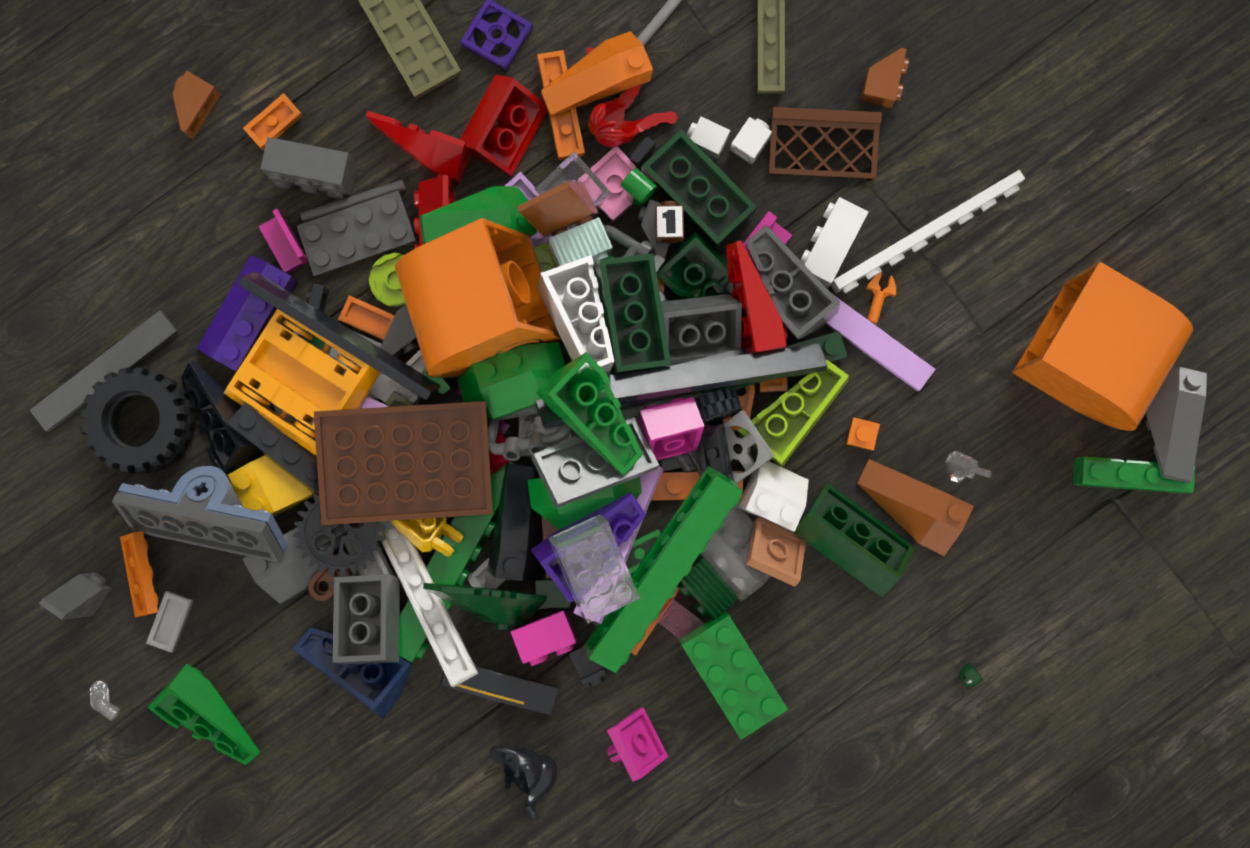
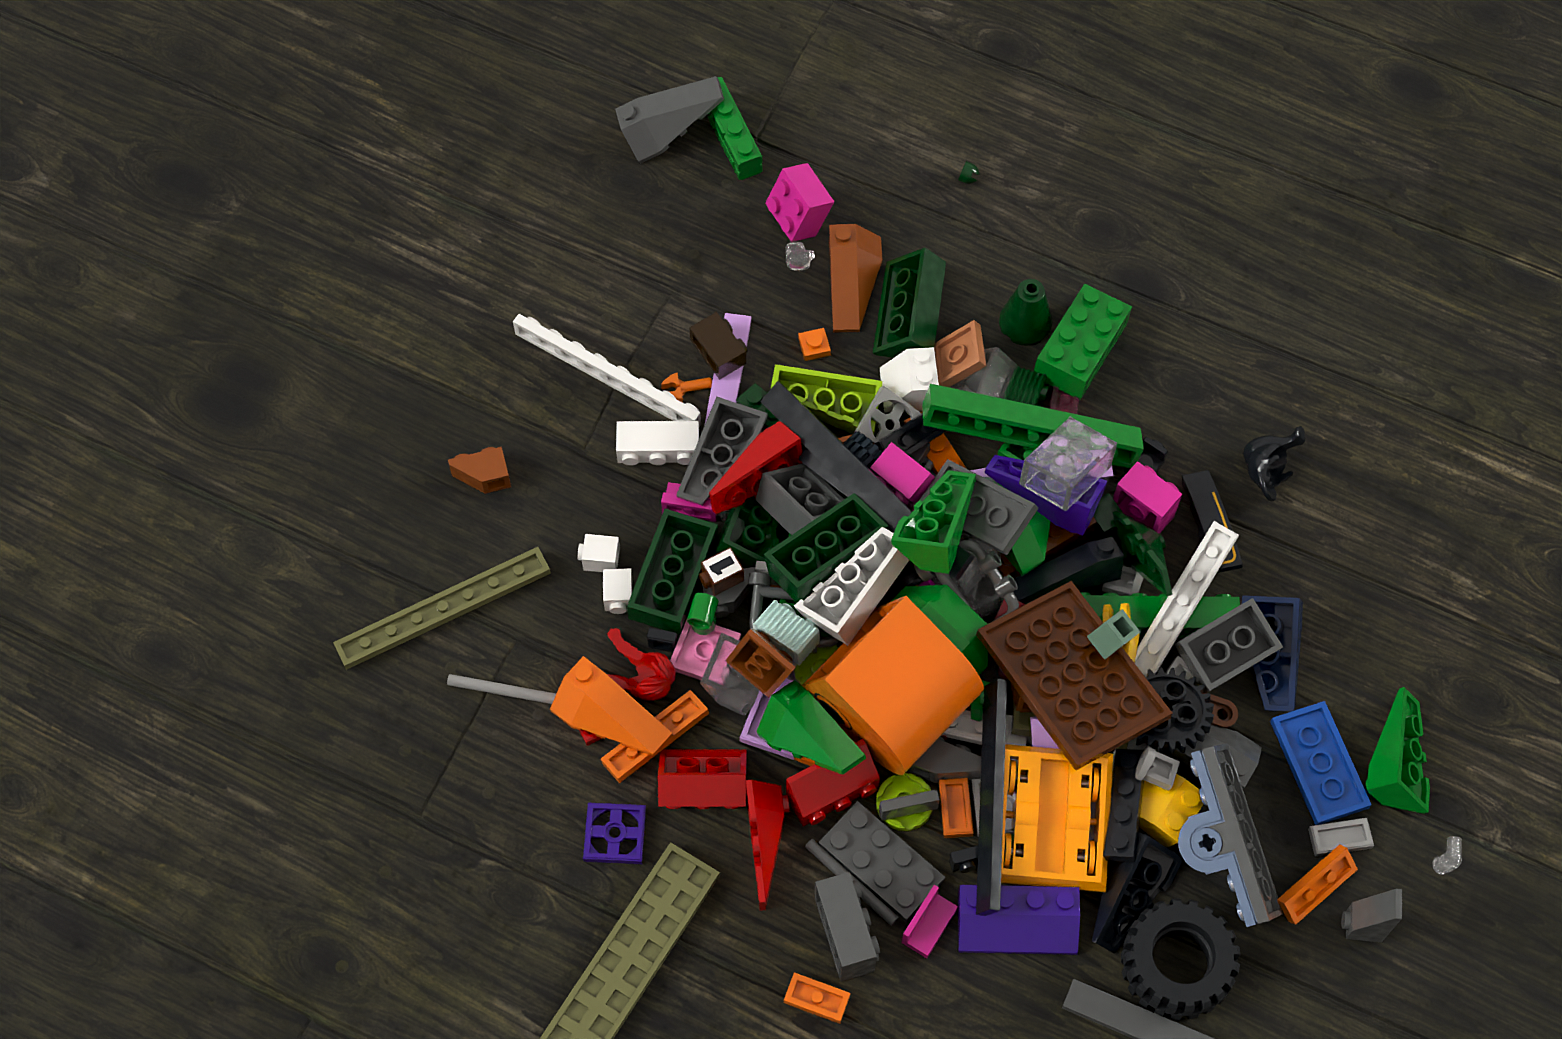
camera: 120 degrees left, 20 degrees down
(237, 643) = (1320, 763): none -> blue plate
(292, 490) = (1156, 768): none -> light grey tile
(383, 274) = (908, 805): none -> dark grey tile
(410, 511) = (1113, 634): none -> sand green brick
(636, 744) = (1188, 386): dark pink tile -> none
(777, 637) = (1026, 314): none -> dark green cone
(824, 119) = (545, 496): reddish brown fence -> none
(900, 341) = (718, 345): none -> dark brown brick
(1013, 491) = (799, 202): none -> dark pink brick
(1105, 347) = (640, 187): orange brick -> none

